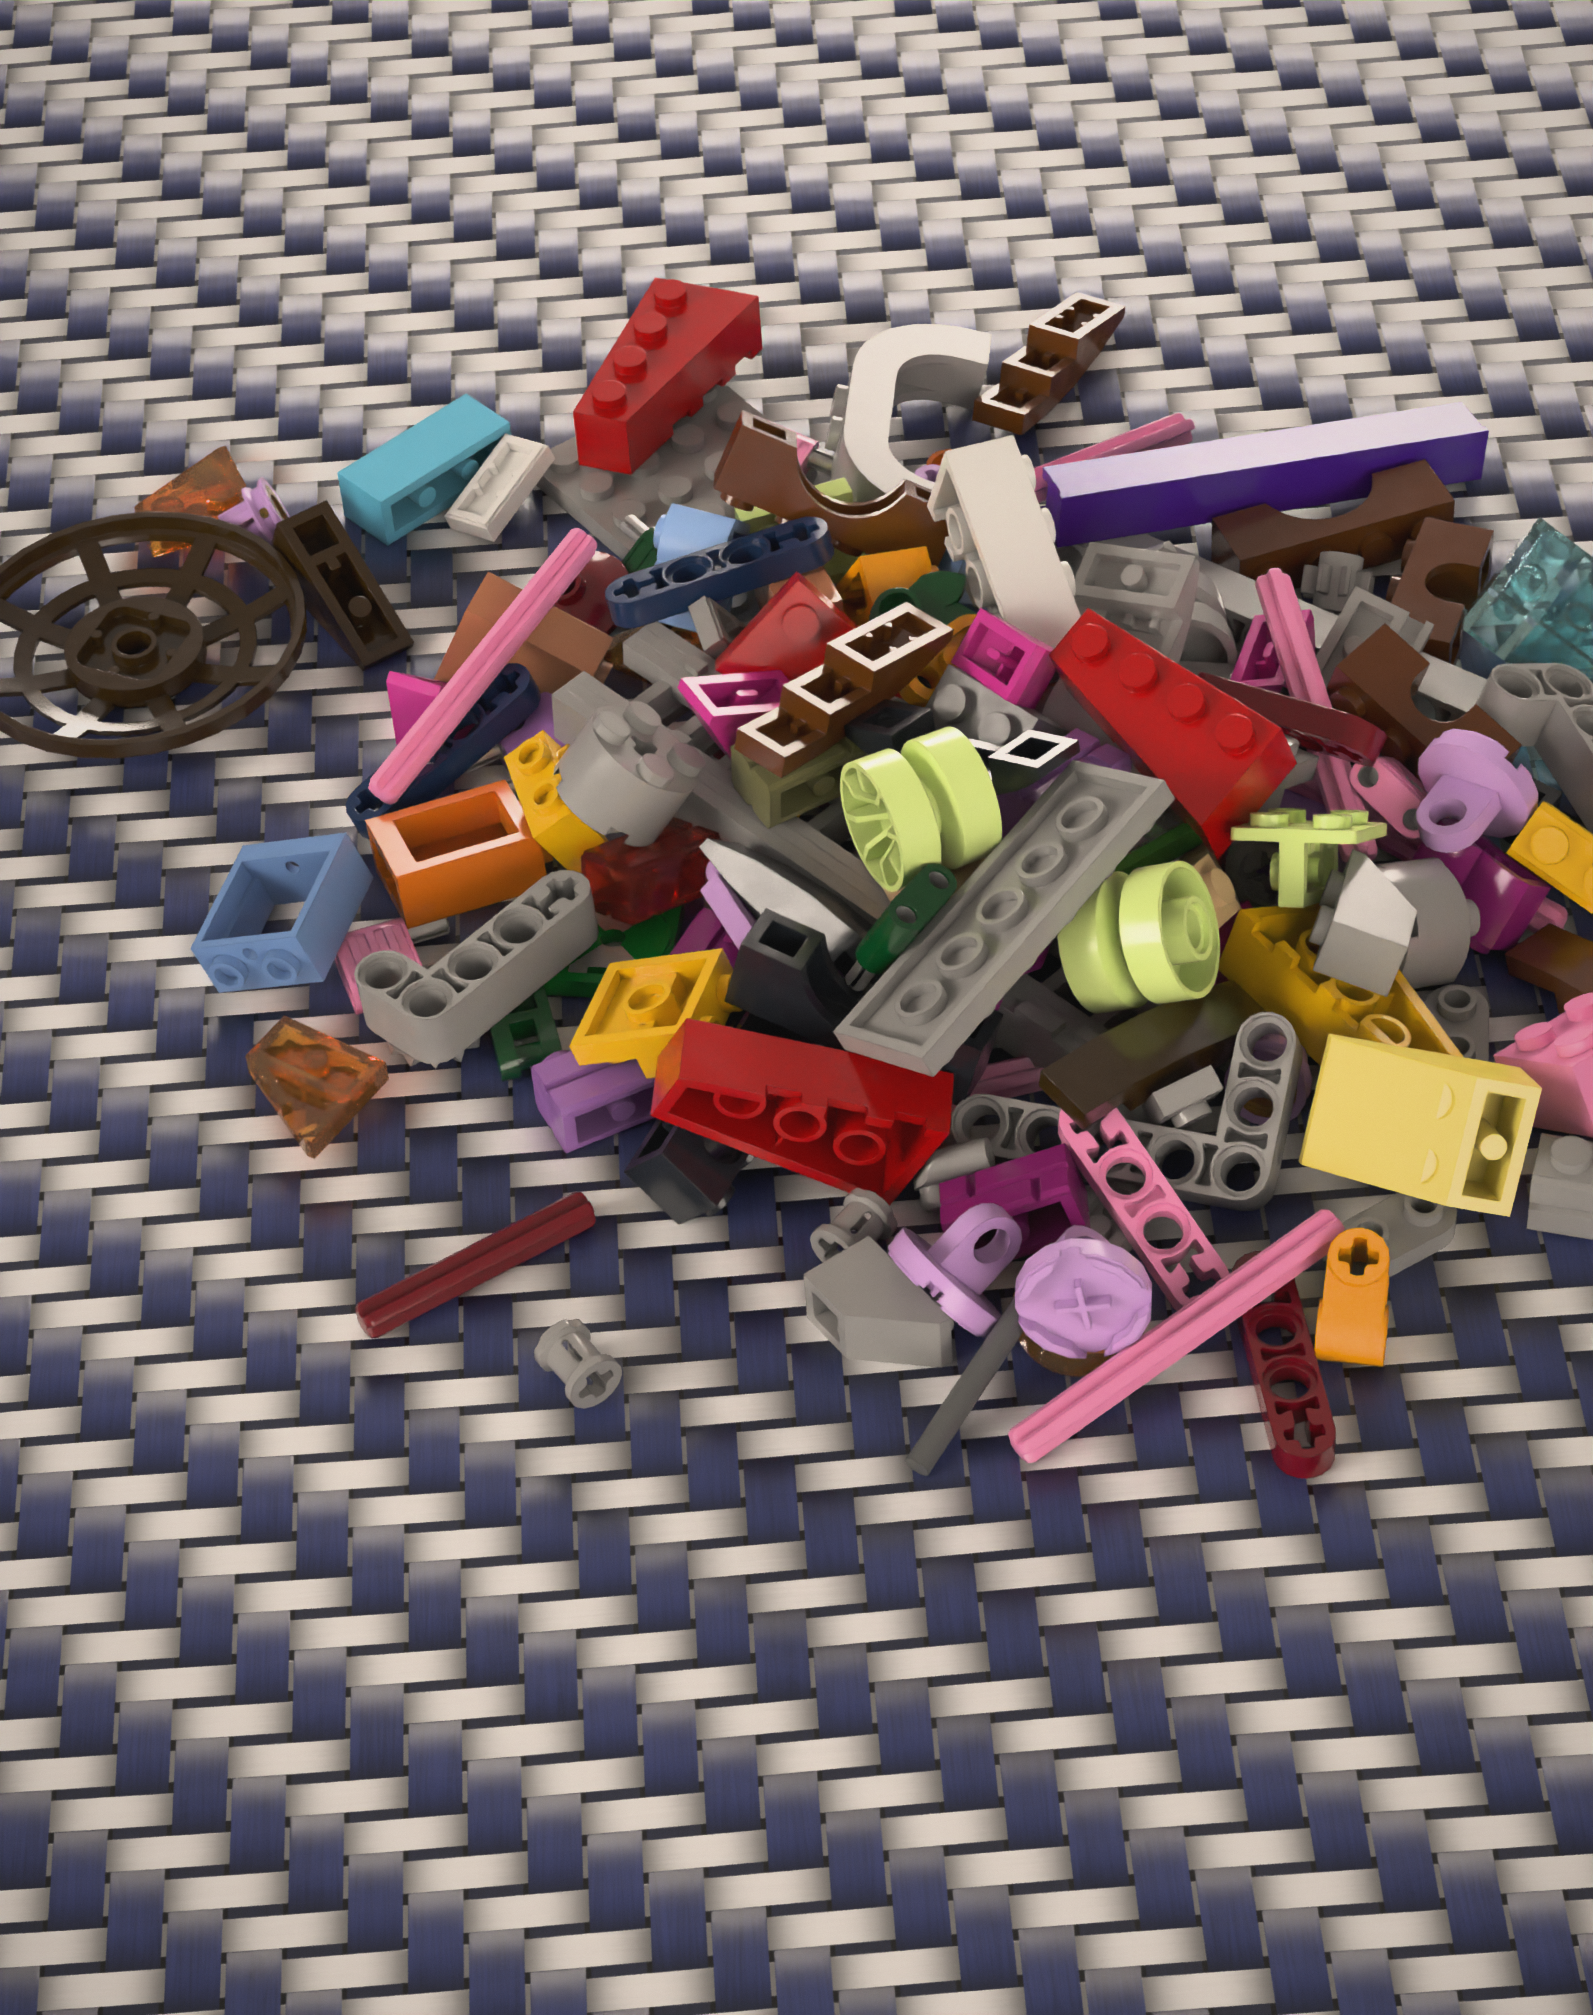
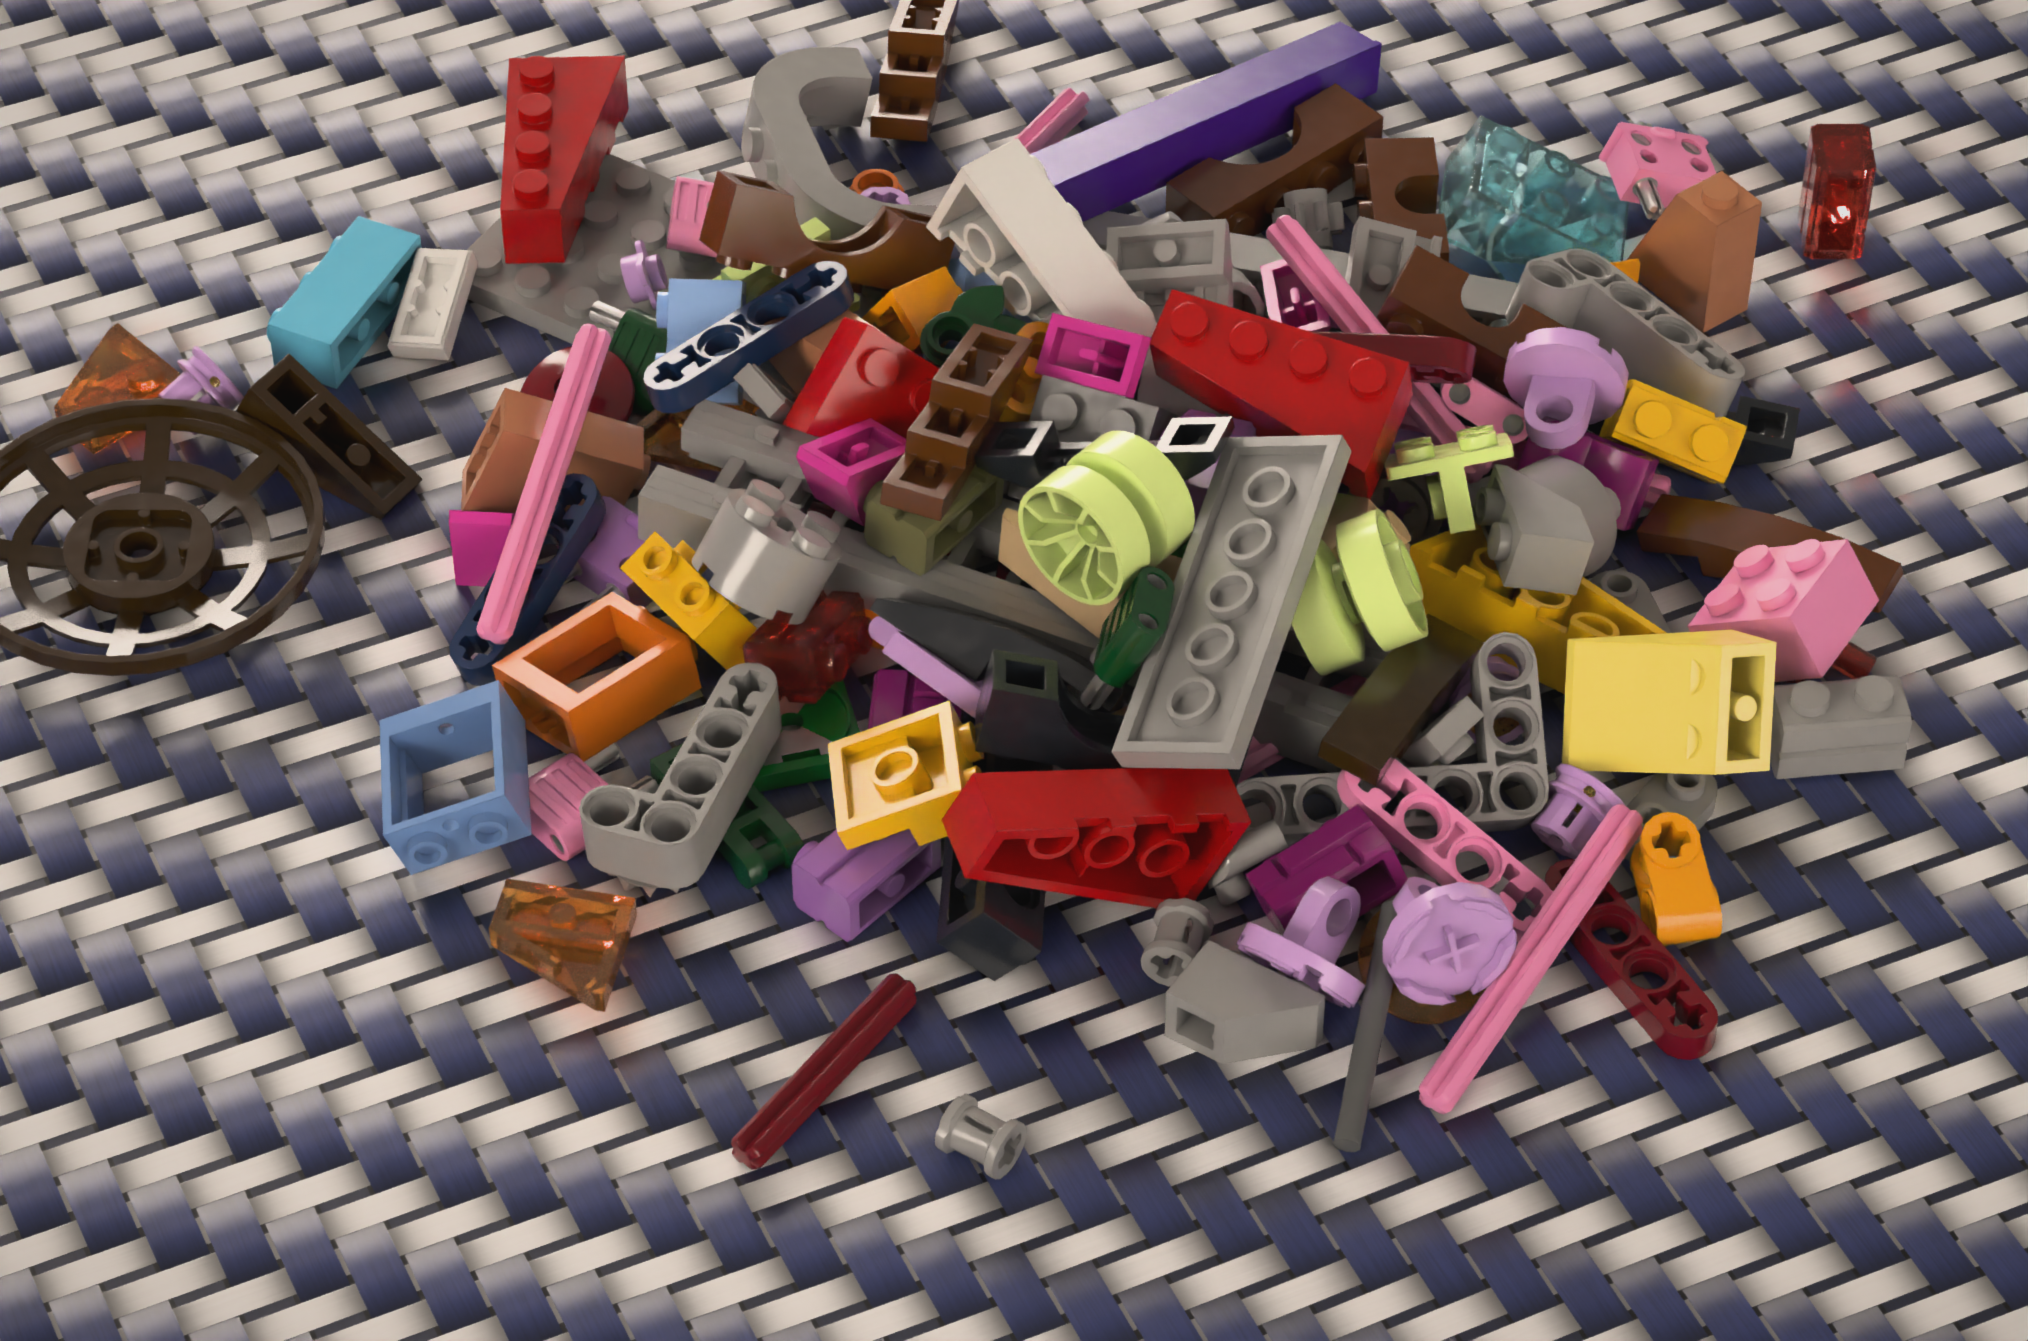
camera: 25 degrees left, 0 degrees up
(684, 492) = (643, 275): none -> lavender plate
(1291, 1201) = (1573, 797): none -> lavender piece

